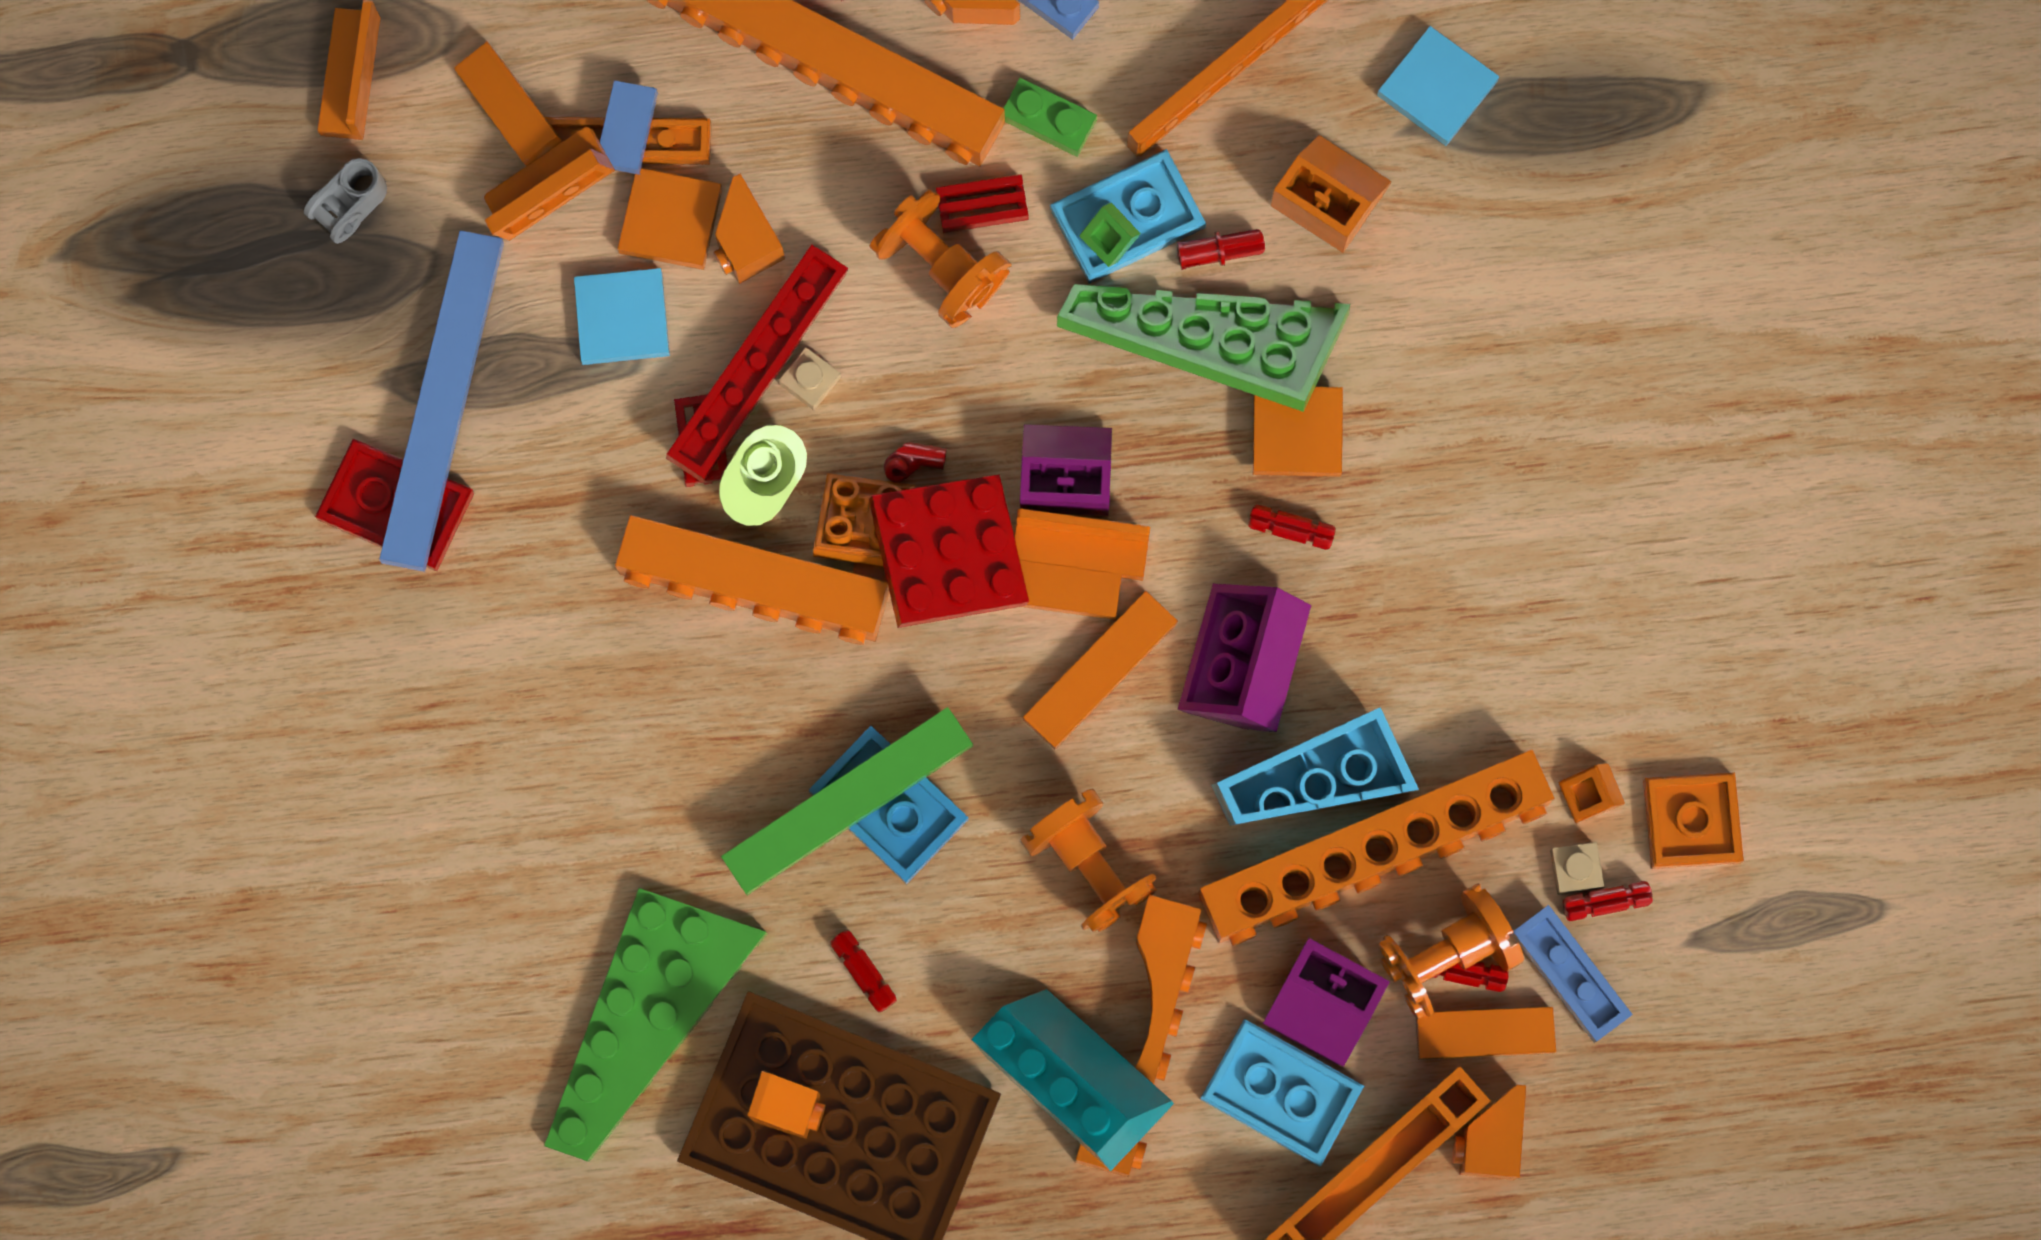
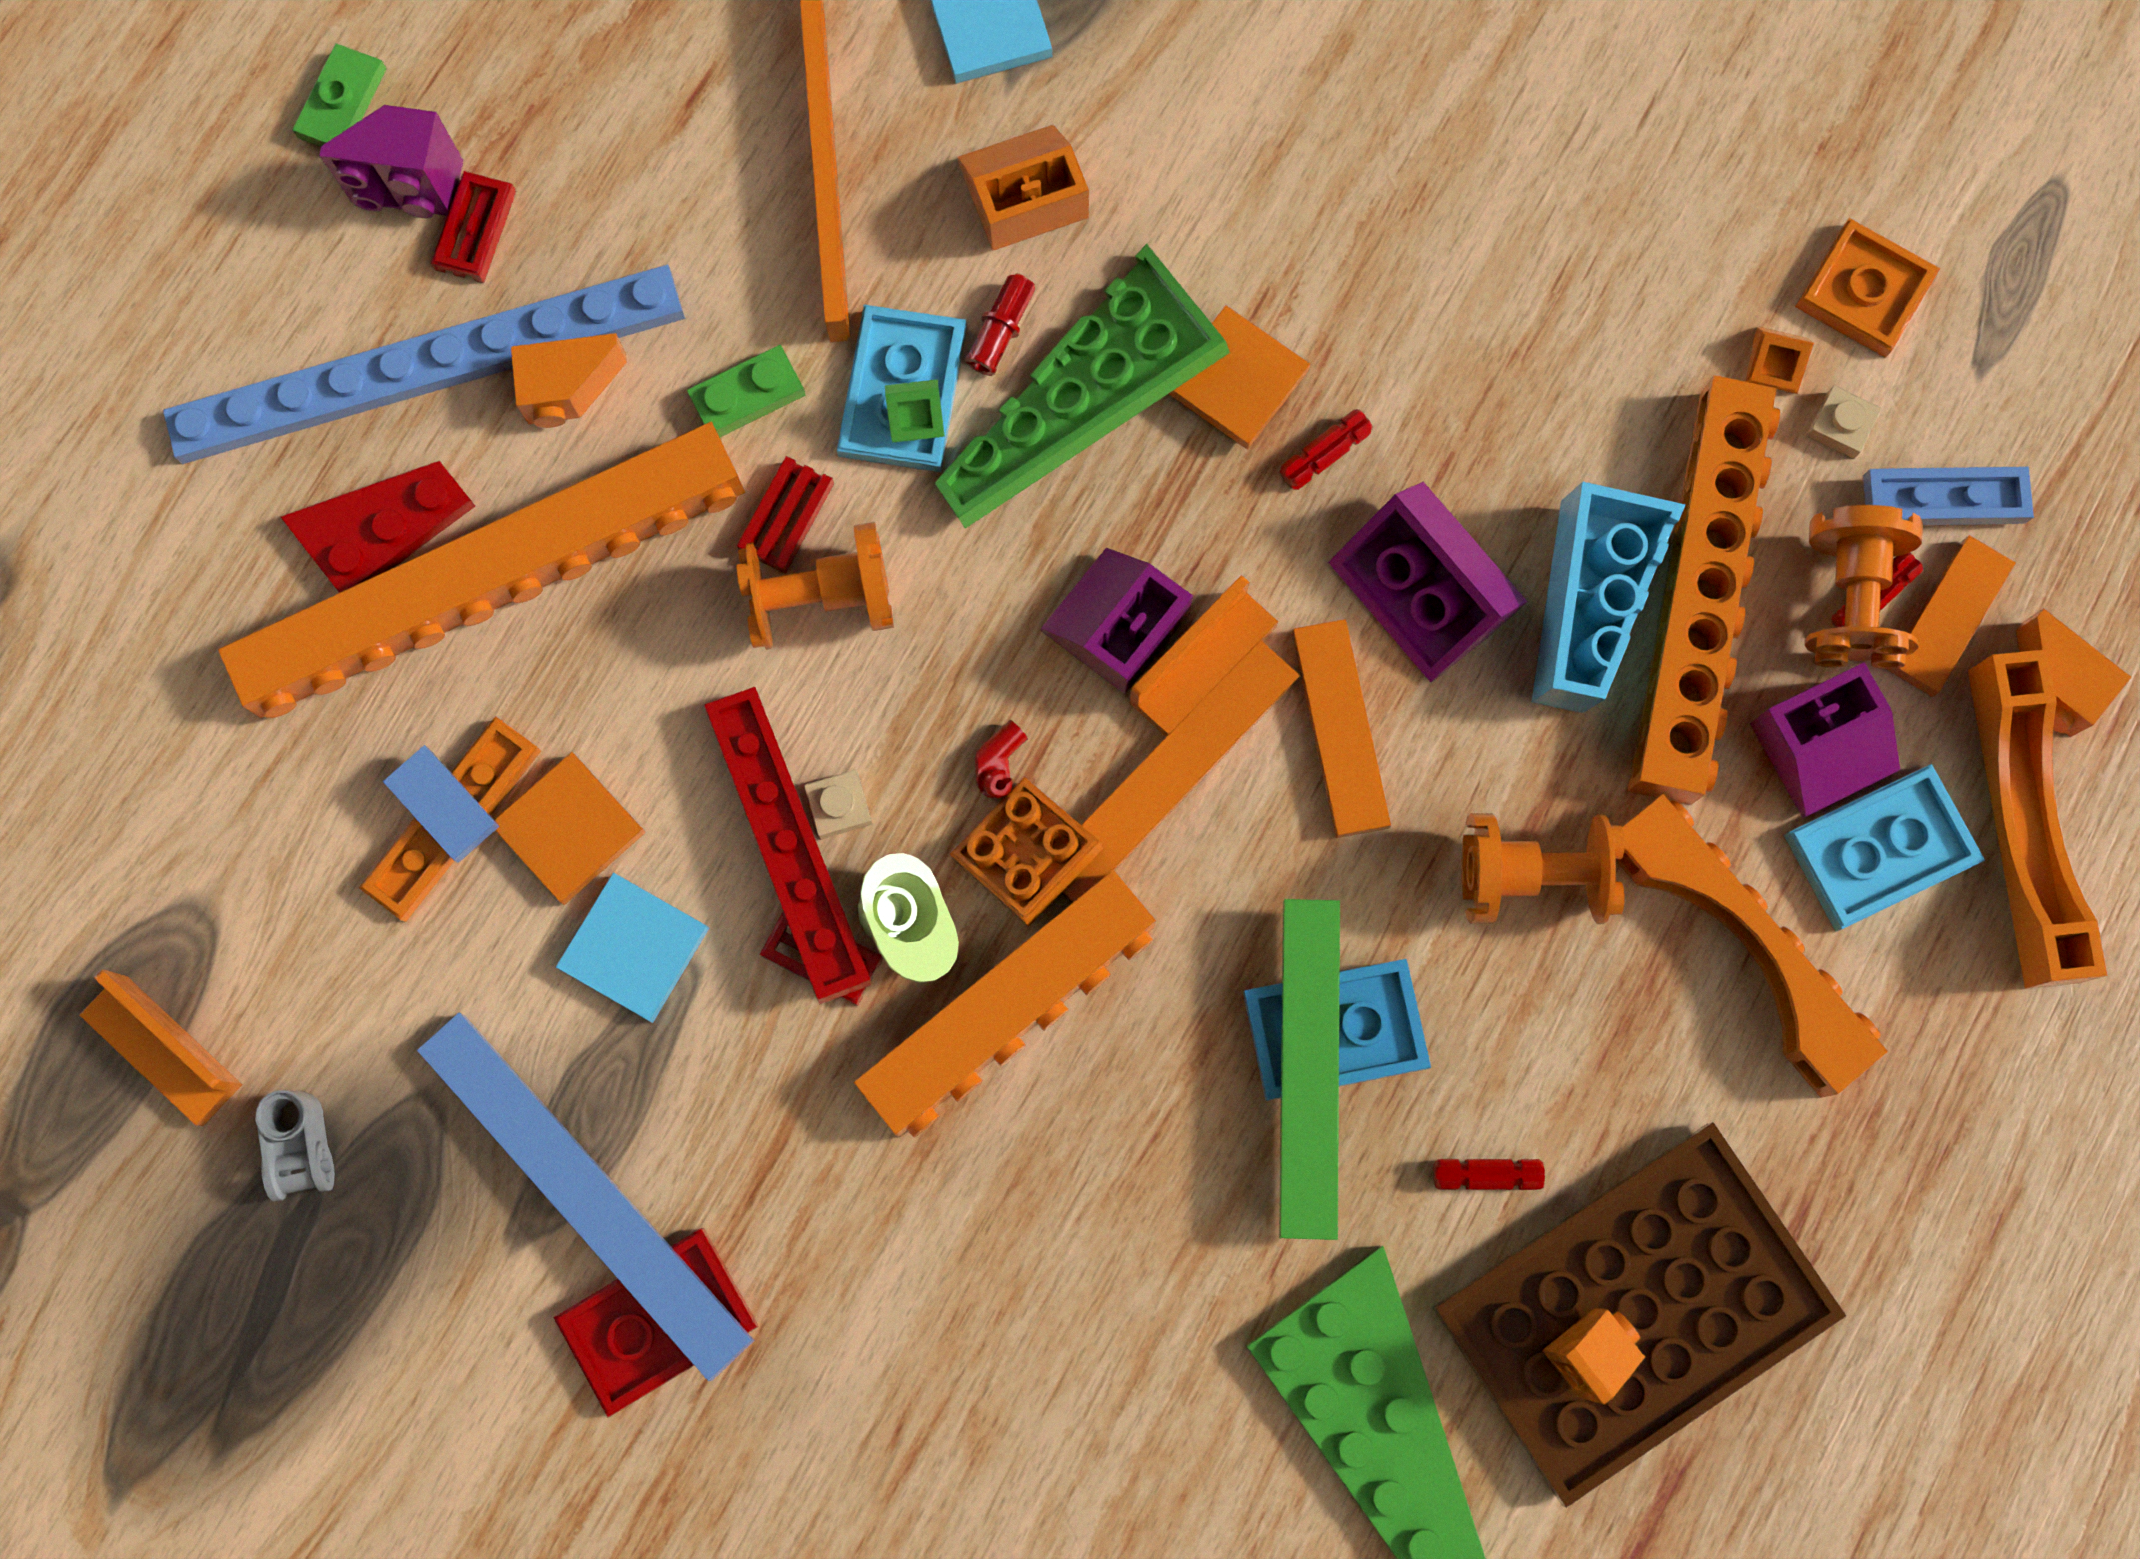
camera: 55 degrees left, 0 degrees up
(507, 104) = (322, 907): orange tile -> none
(547, 184) = (438, 925): orange panel -> none
(744, 235) = (645, 763): orange slope -> none
(948, 550) = (1123, 787): red plate -> none
(1073, 1075) = (1752, 1035): teal slope -> none
(1607, 901) = (1895, 416): red axle -> none

